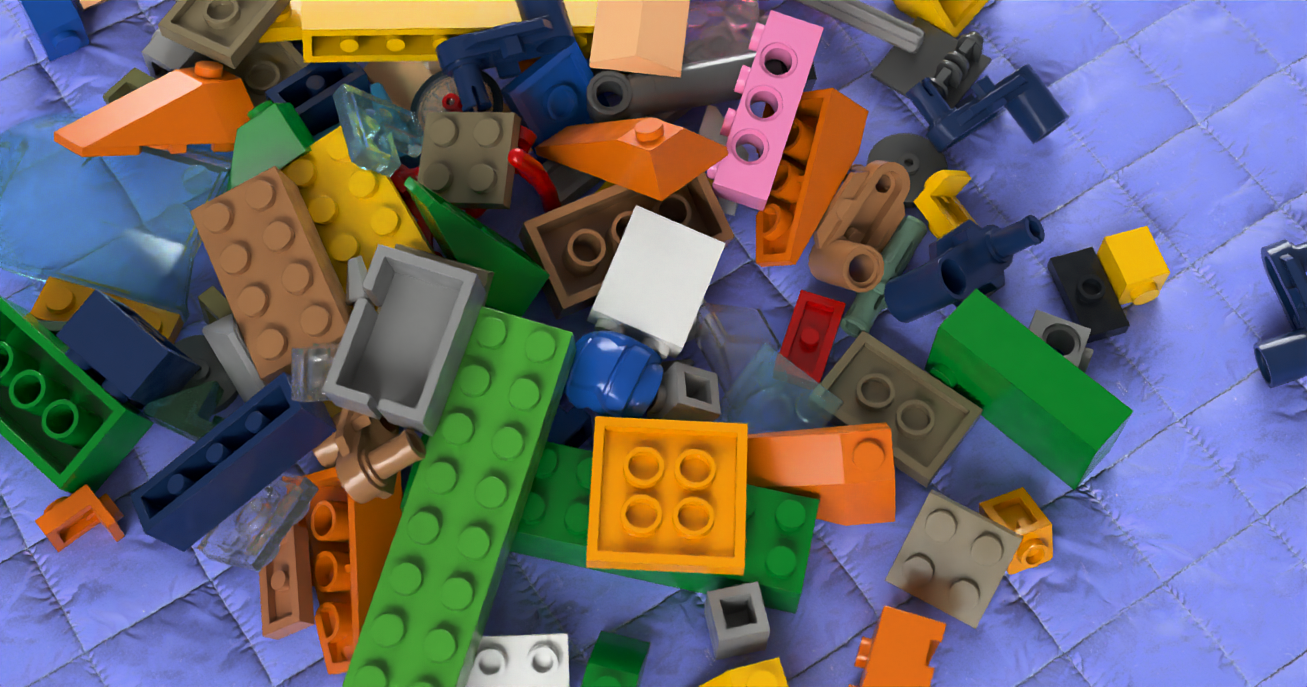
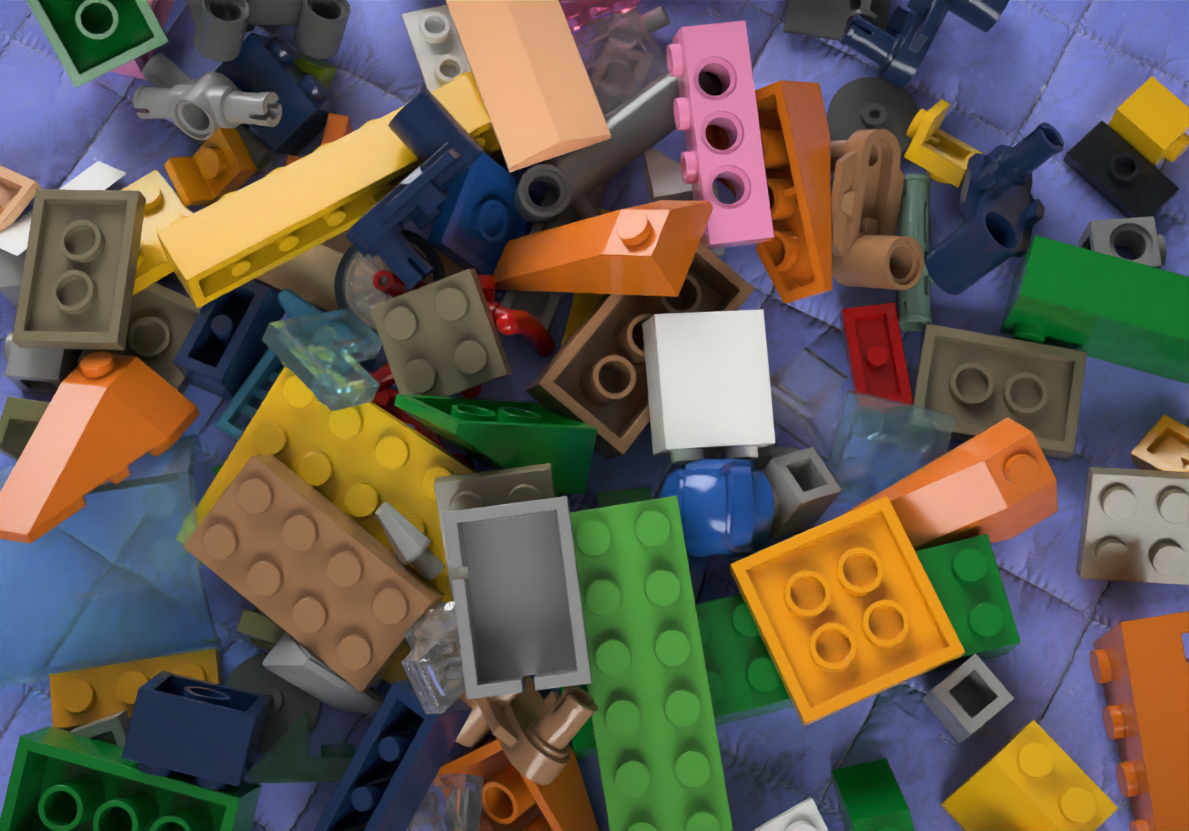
camera: 20 degrees left, 10 degrees up
(268, 139) = (216, 425): green slope -> none

